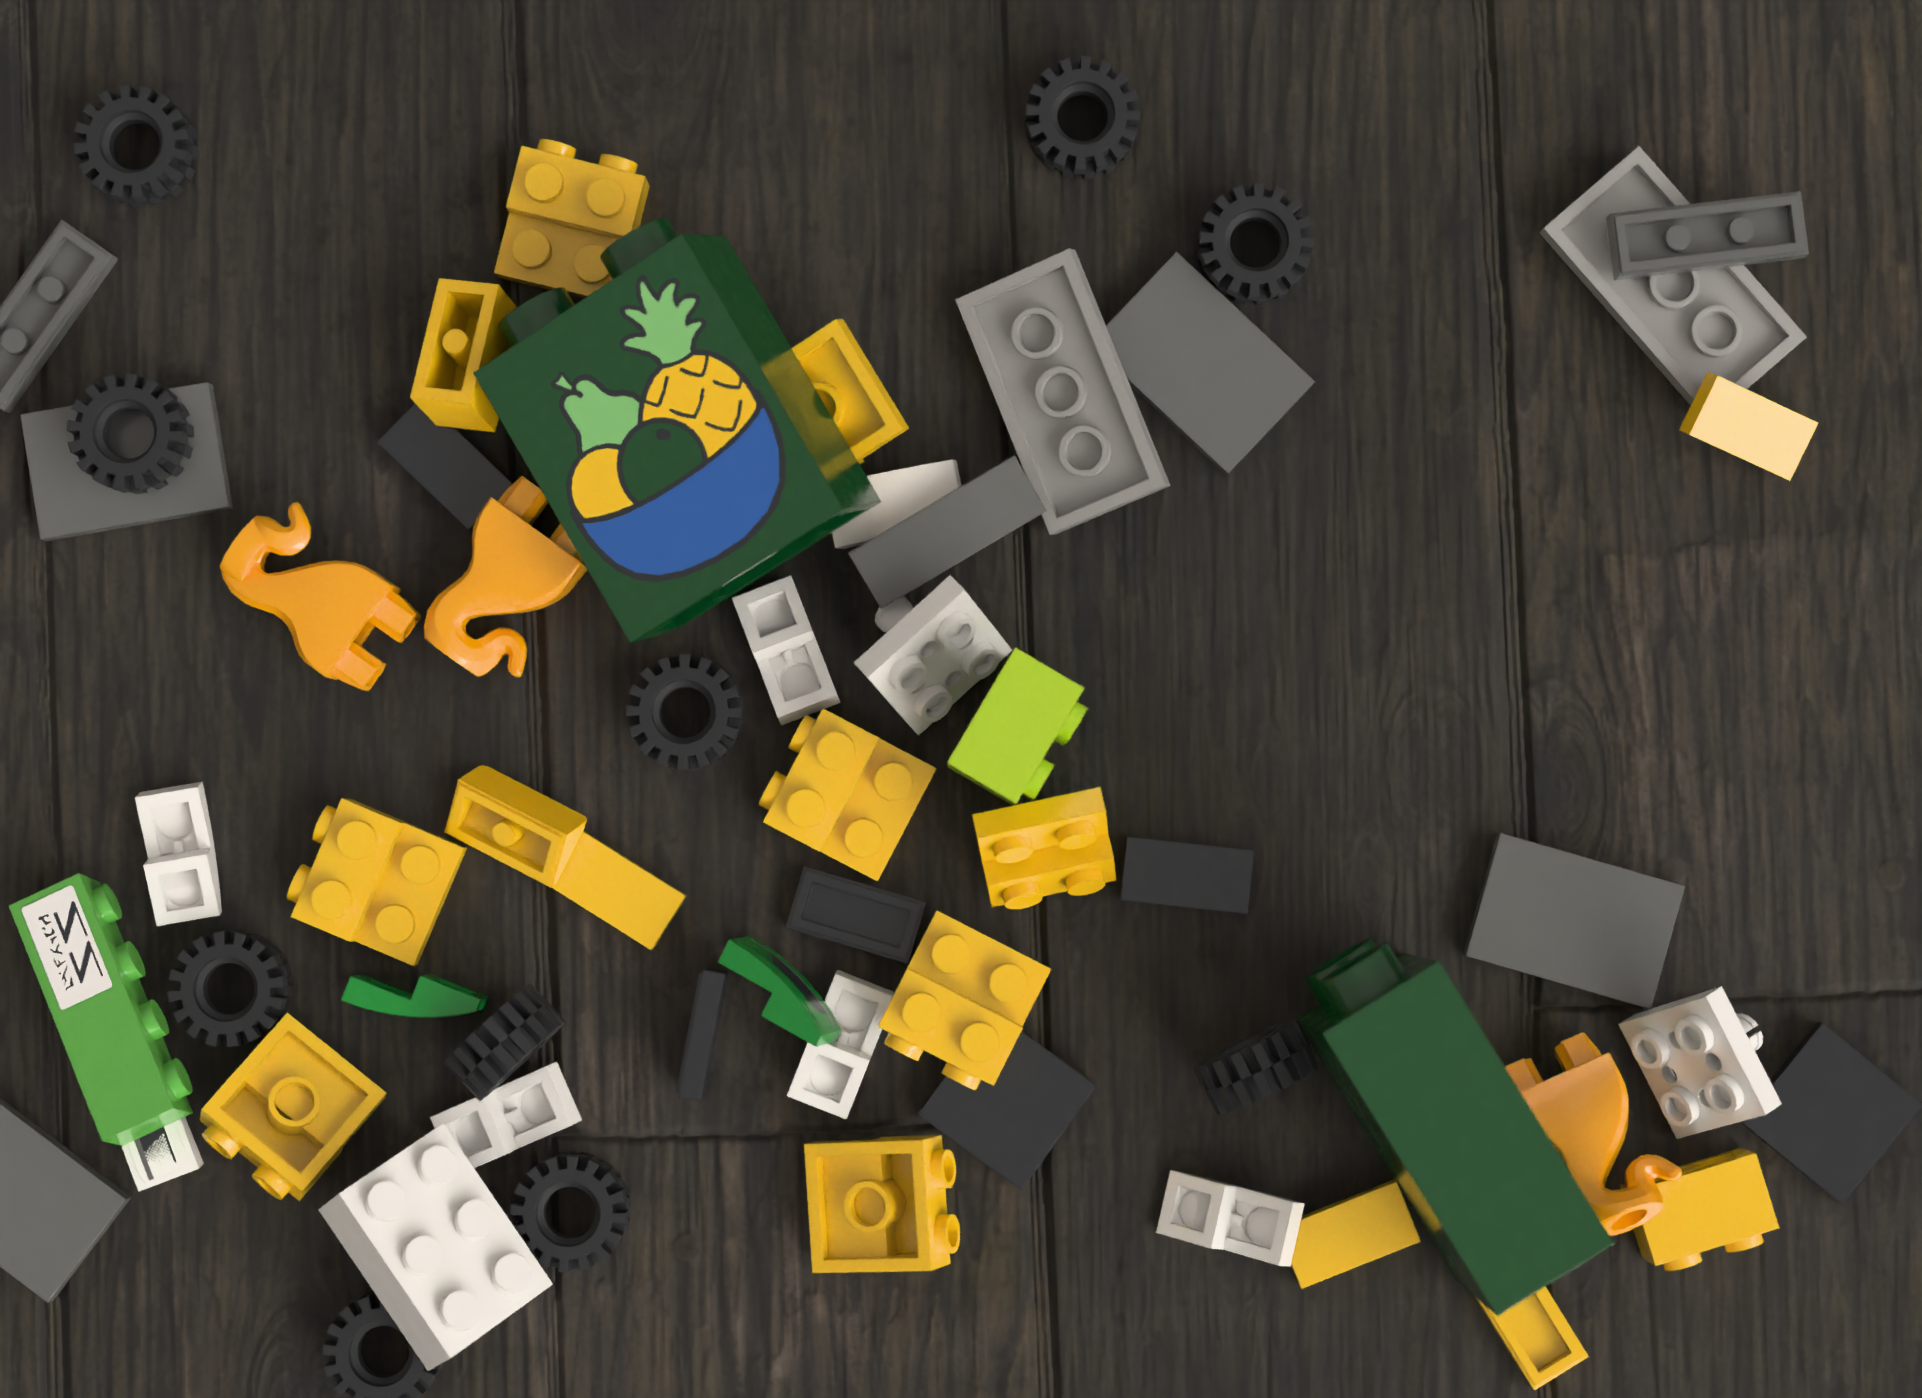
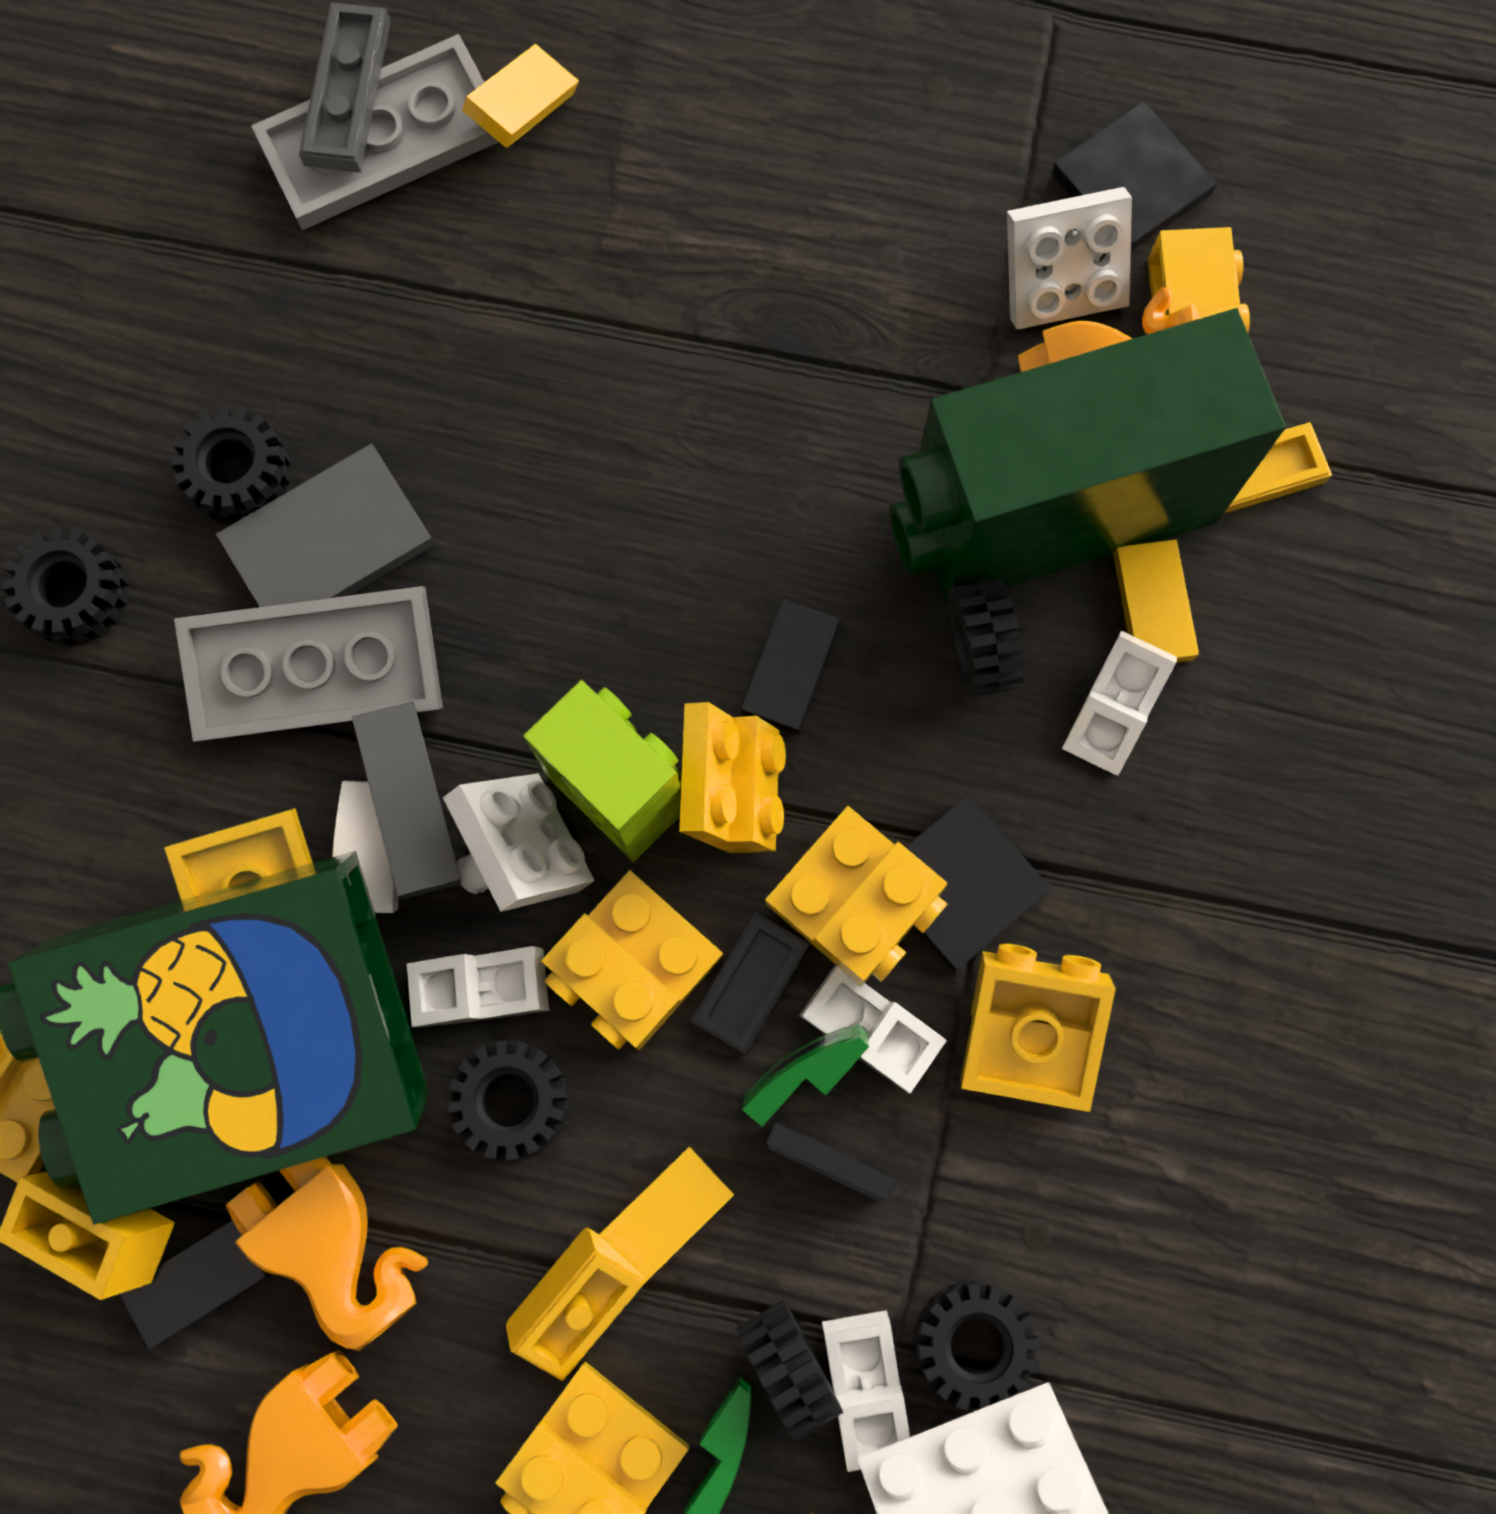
camera: 75 degrees left, 10 degrees down
(1574, 920) = (914, 342): dark grey tile -> none

